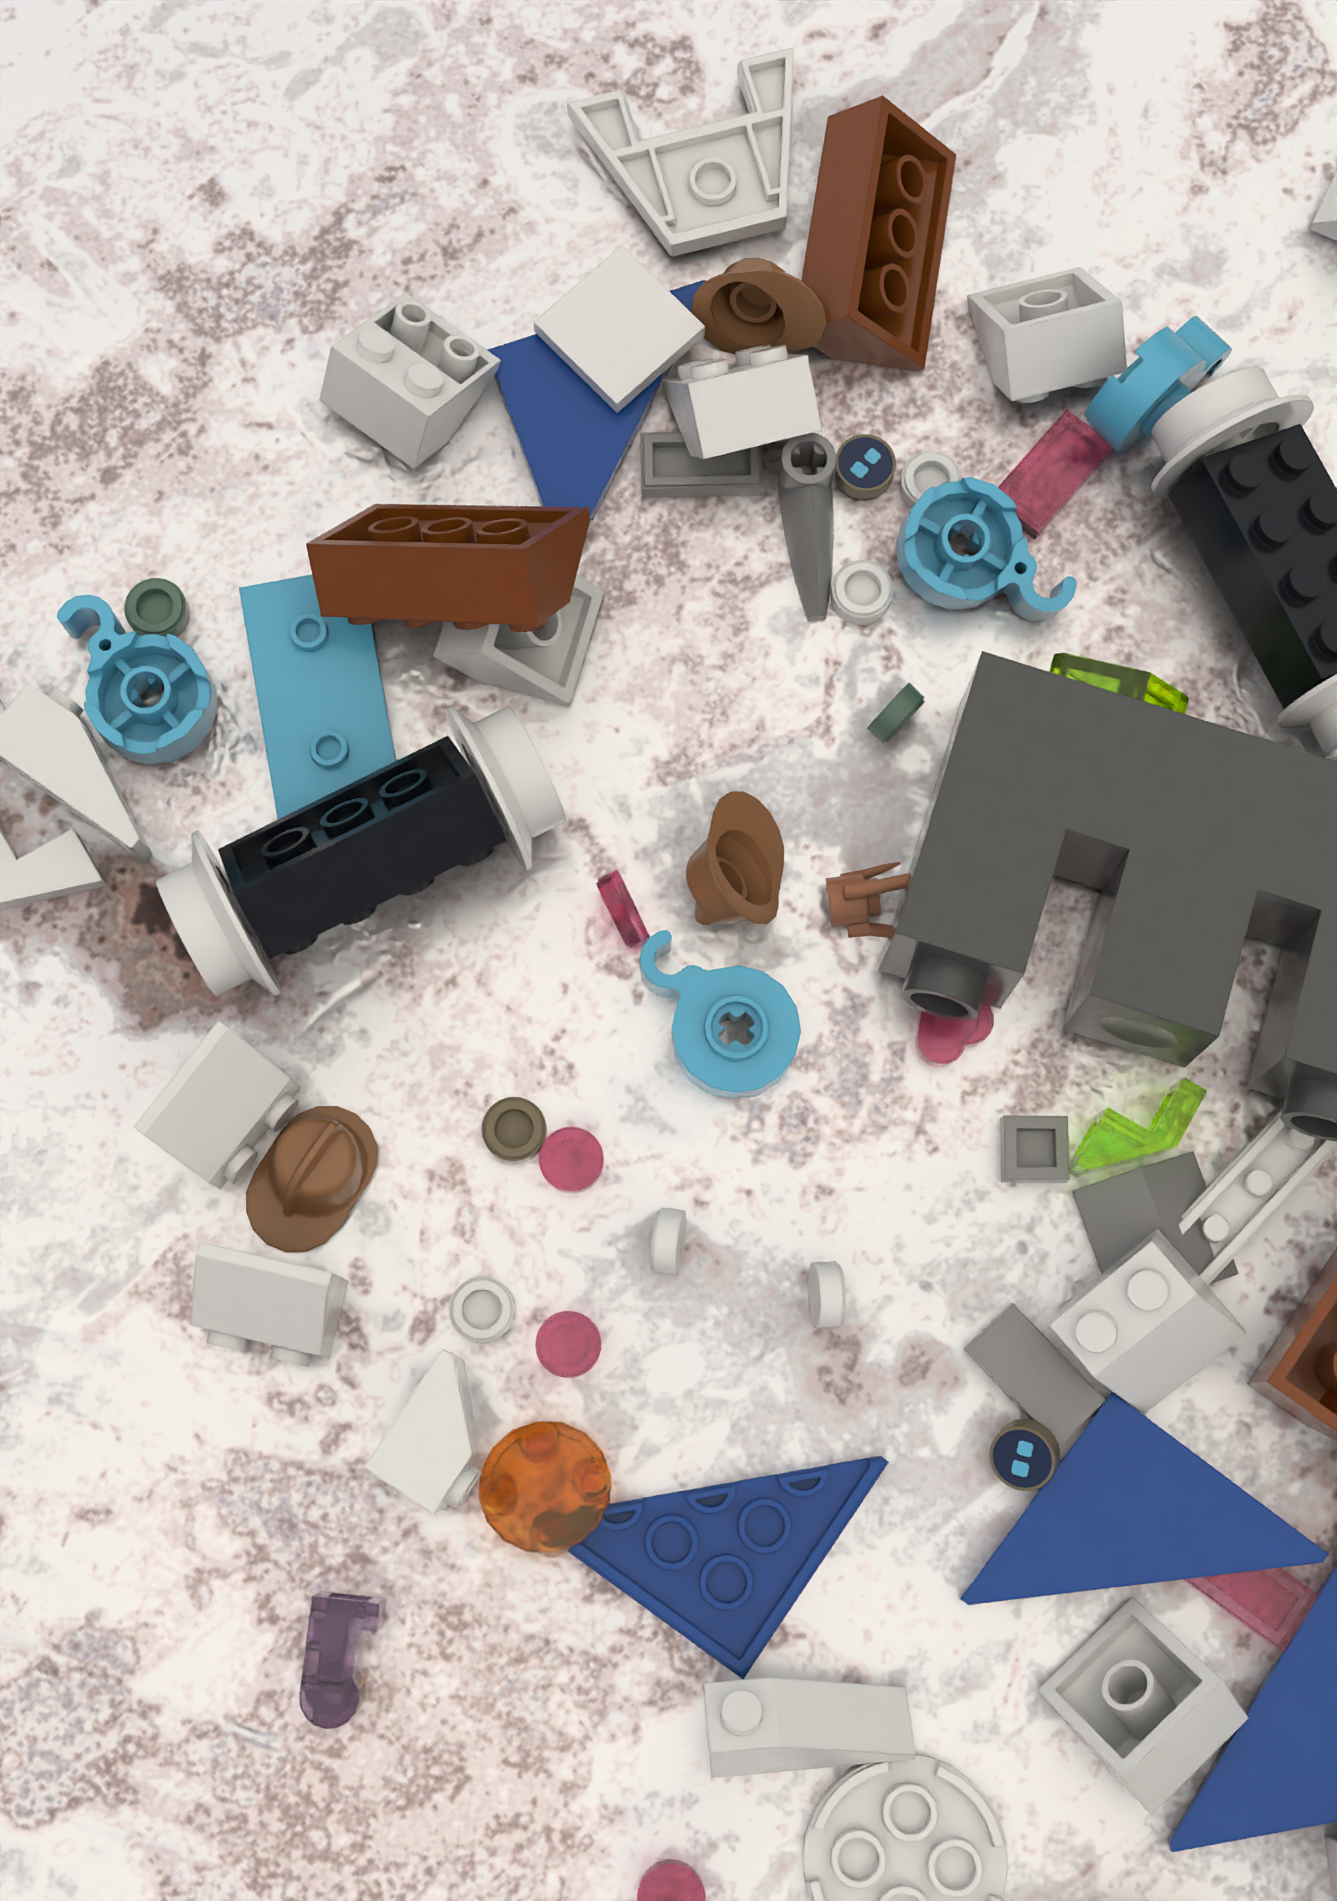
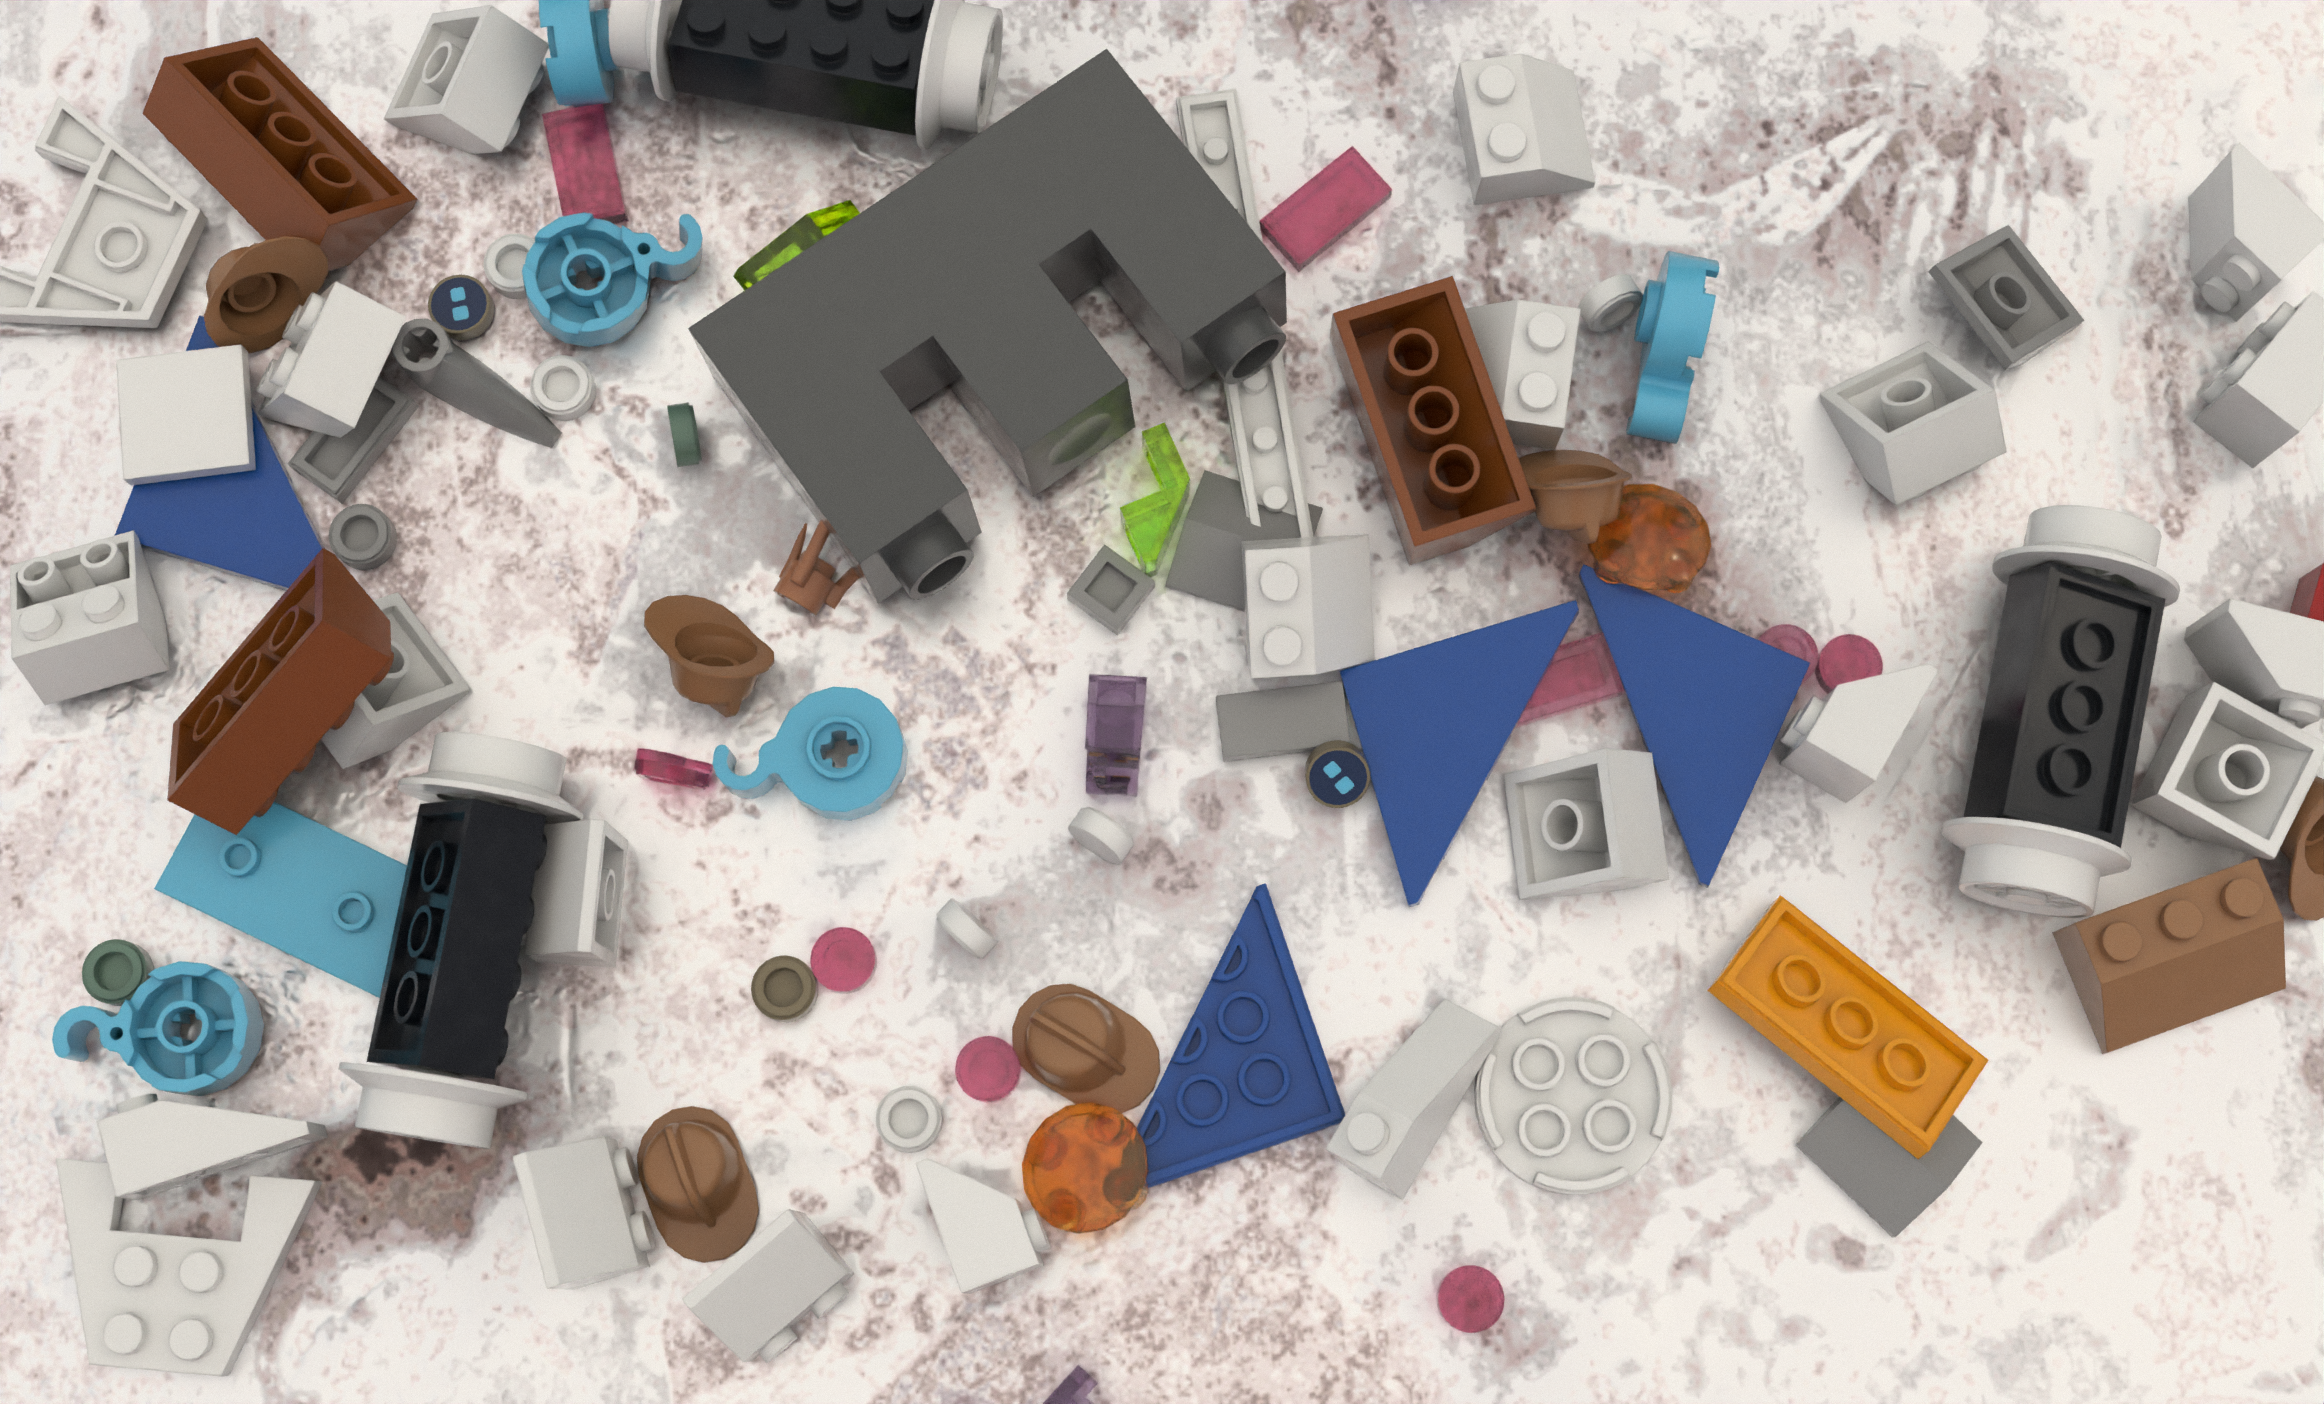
camera: 50 degrees left, 0 degrees up
(467, 912) = (578, 895): none -> white slope
(627, 532) = (362, 536): none -> light grey tile
(644, 1412) = (1085, 1047): none -> medium nougat piece
(917, 1243) = (1114, 734): none -> clear purple leg
(943, 1040) = (972, 595): clear pink tile -> none

